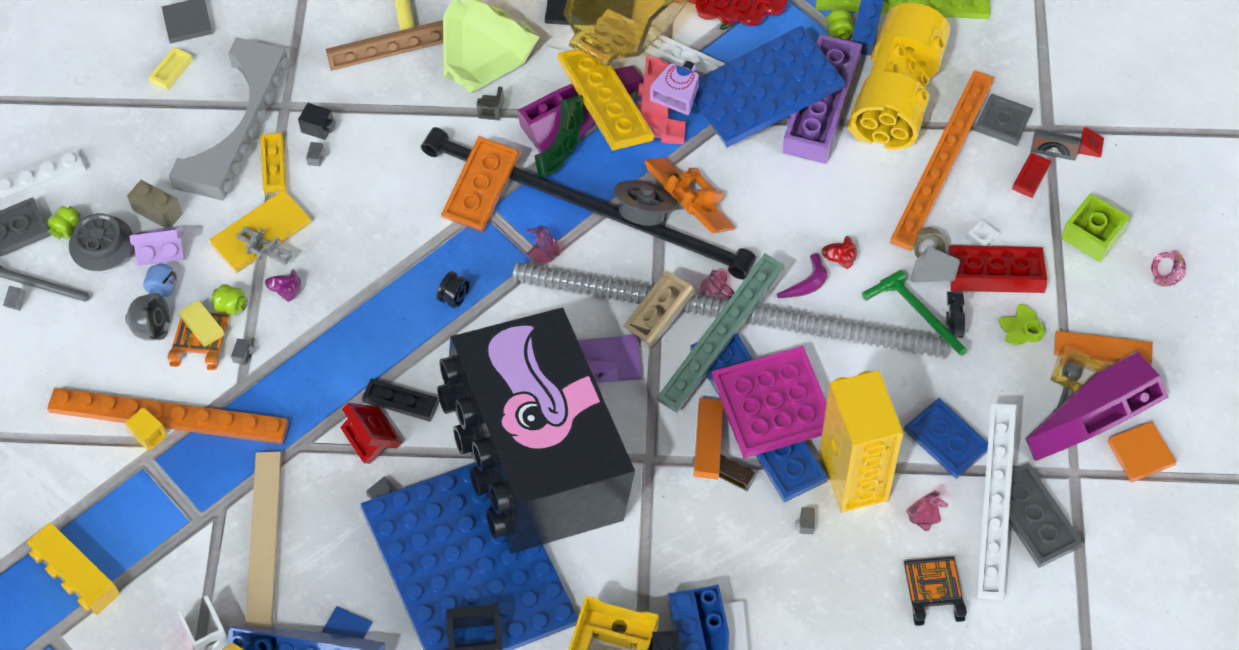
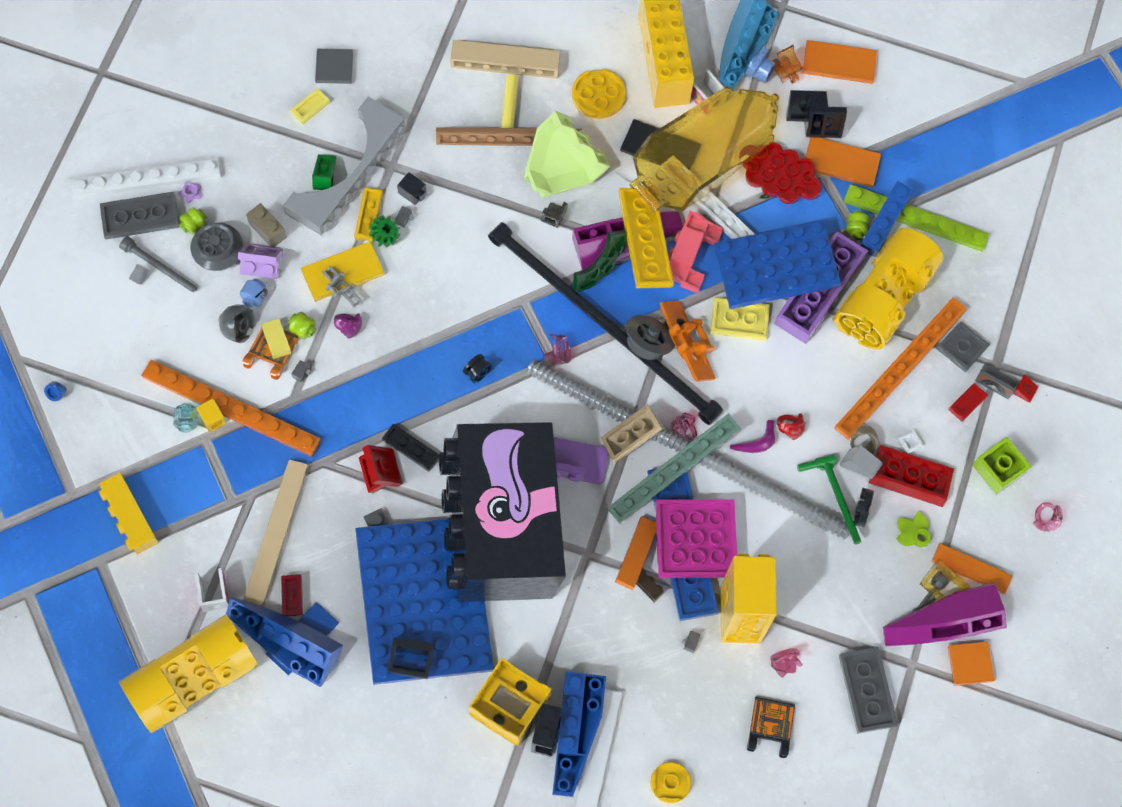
camera: 10 degrees right, 10 degrees up
(52, 189) = (190, 187): none -> lavender plate
(115, 439) = (185, 417): none -> clear light blue head
(207, 130) = (323, 172): none -> green plate
(297, 173) = (388, 226): none -> green gear
(304, 605) = (292, 595): none -> dark red plate
(480, 184) = (525, 282): orange tile -> none
(676, 87) = (705, 246): lavender torso -> none
(742, 160) = (741, 322): none -> light yellow tile
(947, 438) = (823, 606): blue tile -> none
(997, 502) = (842, 672): white plate -> none

